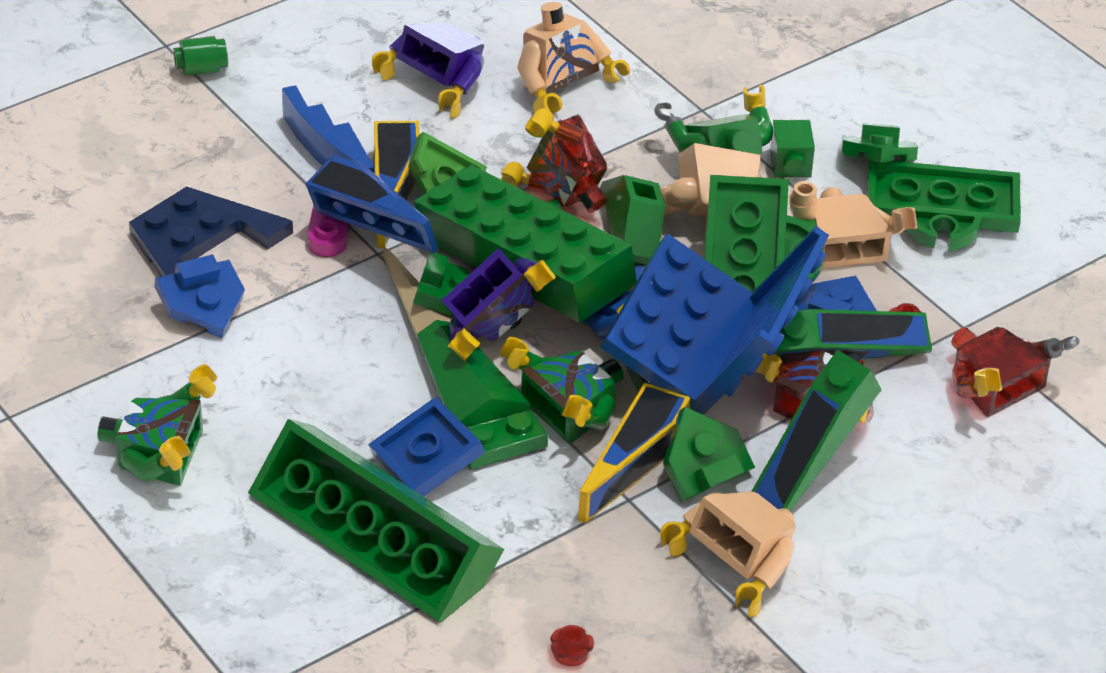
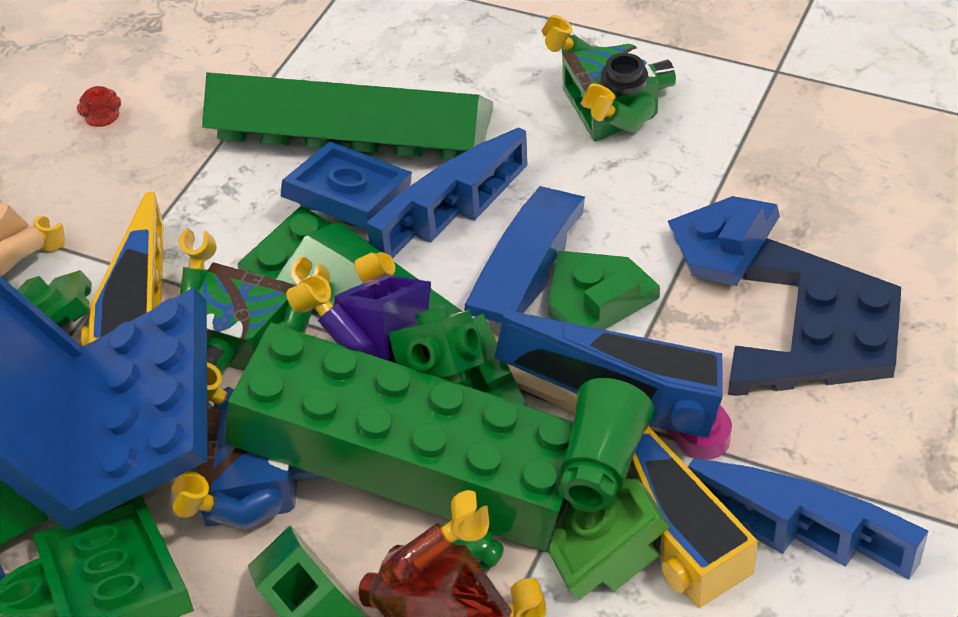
camera: 155 degrees right, 5 degrees up
(161, 395) = (624, 74): none -> black plate
(315, 311) = (598, 289): none -> green plate
(347, 339) = (524, 253): none -> blue slope
(349, 414) = (456, 187): none -> blue slope
(422, 167) = (603, 442): none -> green plant
(459, 243) = (439, 344): none -> green brick

